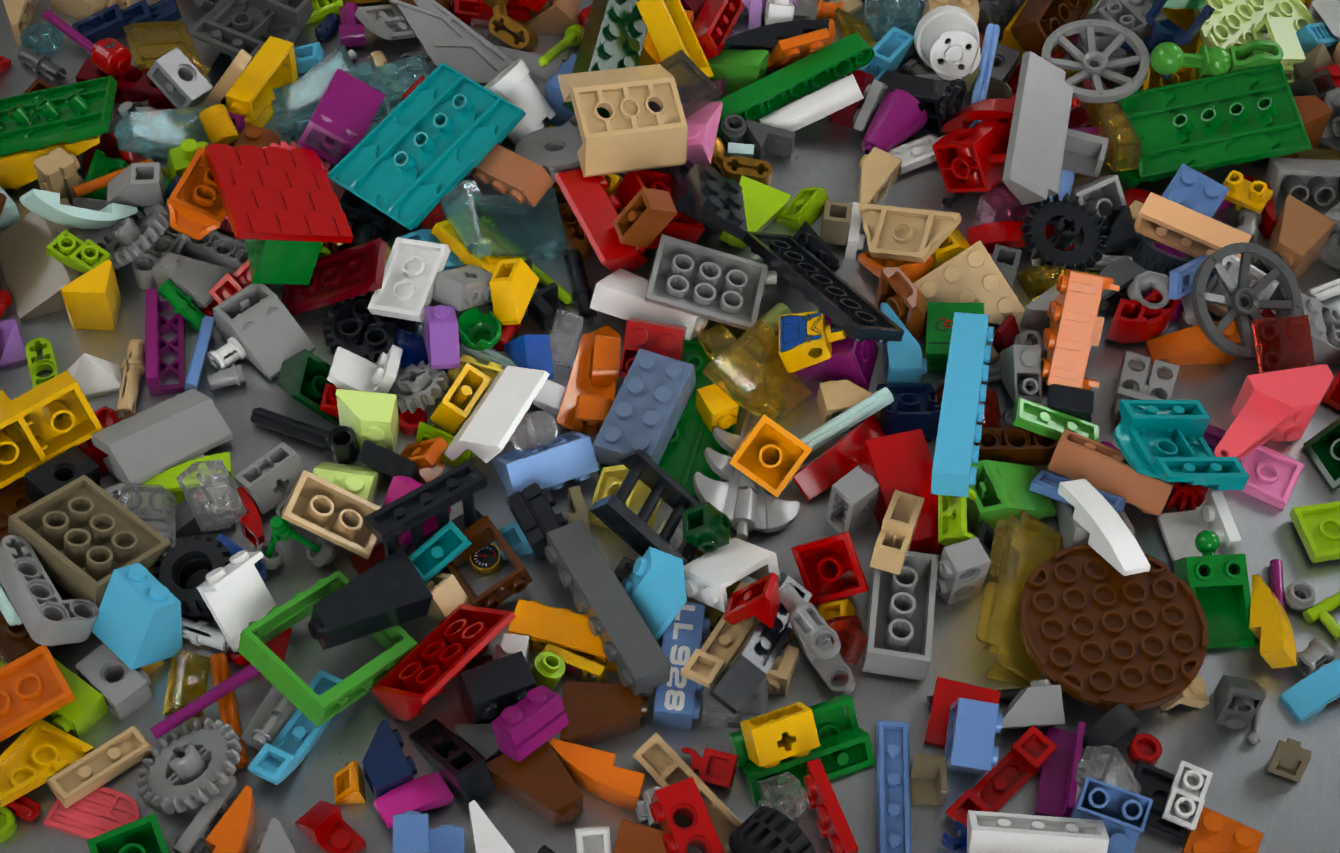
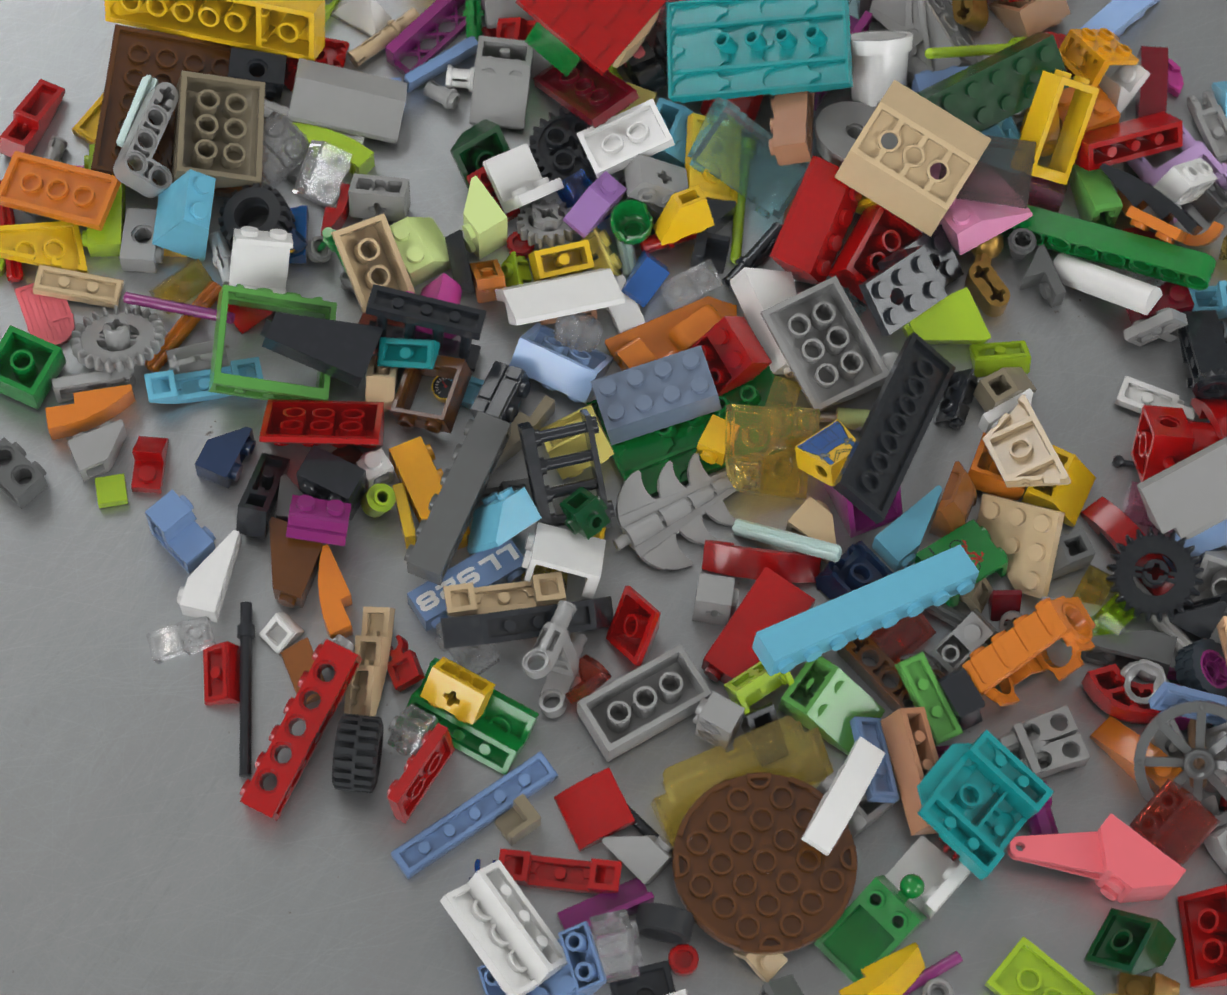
camera: 50 degrees right, 15 degrees up
(338, 442) = (449, 206): black axle -> none
(349, 785) = (191, 447): light orange slope -> none
(416, 795) = (212, 492): dark pink slope -> none
(600, 712) = (378, 558): reddish brown slope -> none
(644, 217) = (832, 251): dark orange brick -> none
(740, 150) = (1009, 267): light aqua tile -> none
(755, 599) = (538, 595): red slope -> none
(770, 455) = (696, 510): light orange slope -> none
(782, 671) = (514, 659): tan bracket -> none
(836, 608) = (611, 659): yellow slope -> none
(877, 175) = (1084, 387): tan slope -> none
(894, 121) = (1152, 358): magenta cone -> none
(896, 532) = (701, 648): tan slope -> none
(972, 736) = (567, 823): medium blue brick -> none
(1270, 476) = (1047, 898): bright pink tile -> none

